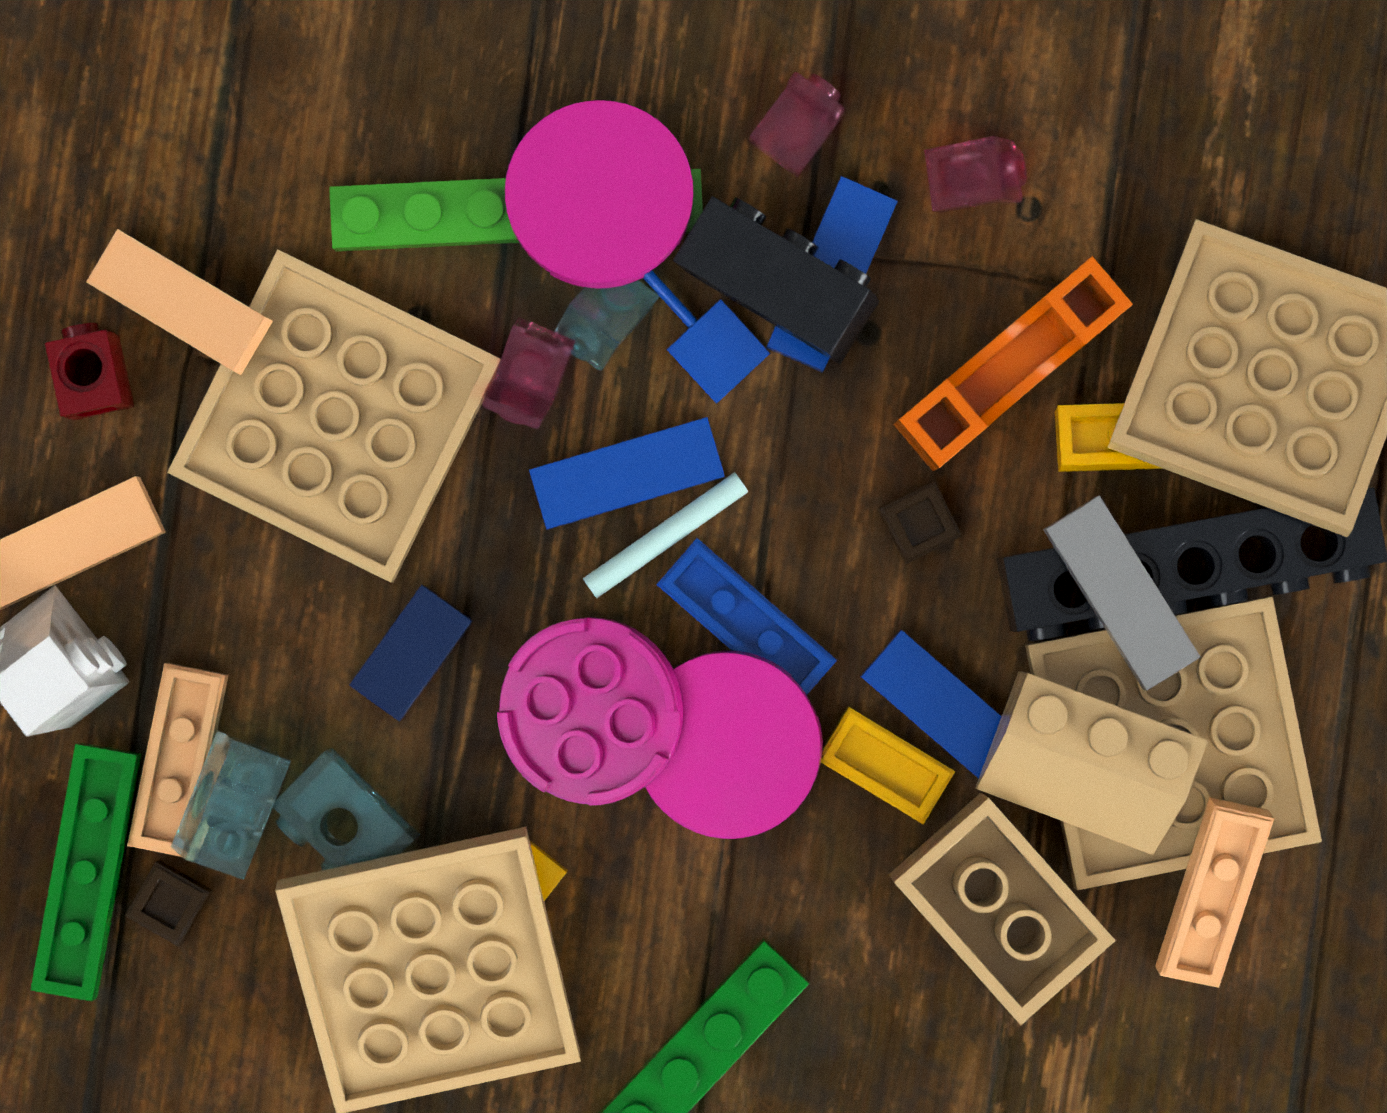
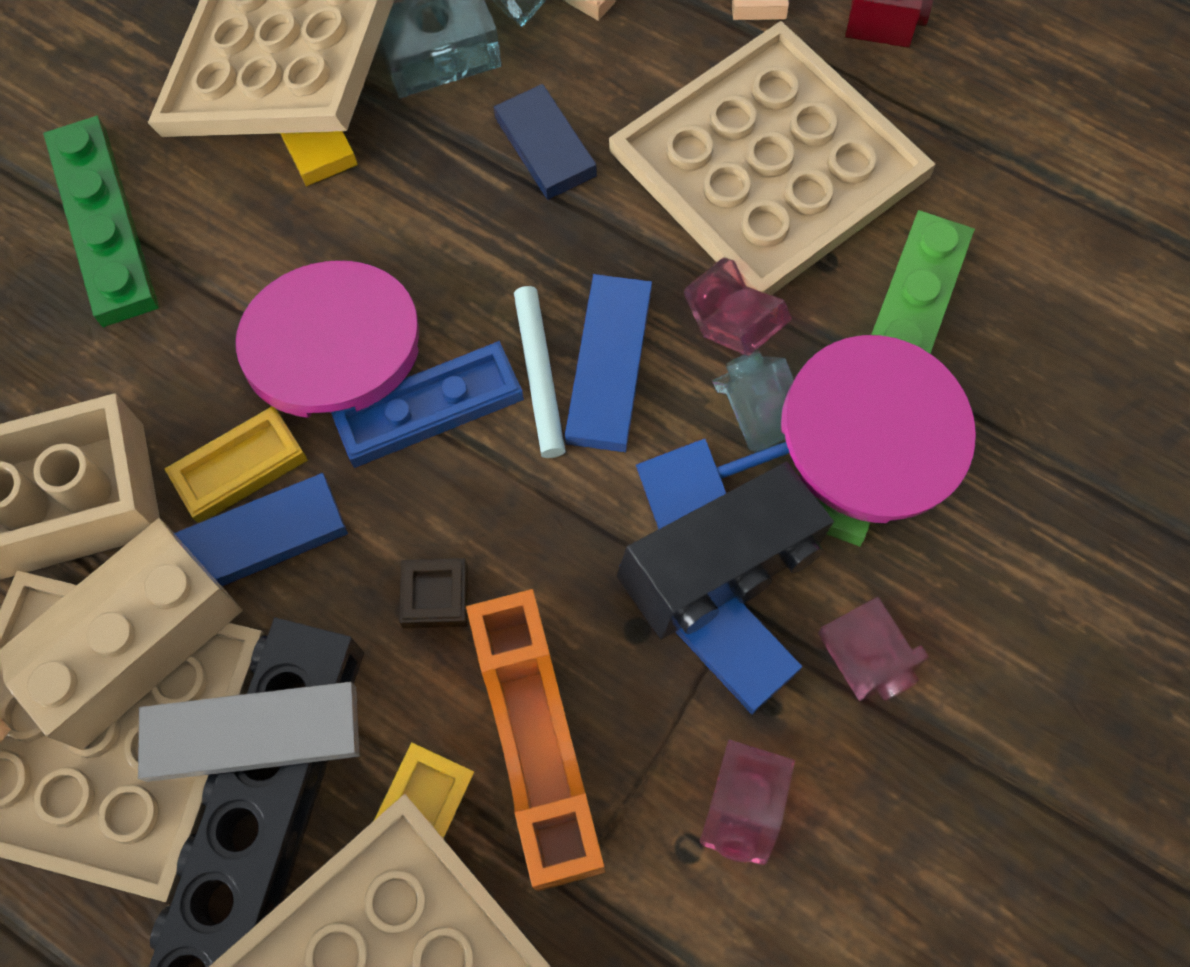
camera: 120 degrees right, 20 degrees down
(179, 302) = (918, 80): light nougat tile -> none
(590, 711) = (420, 244): dark pink tile -> none

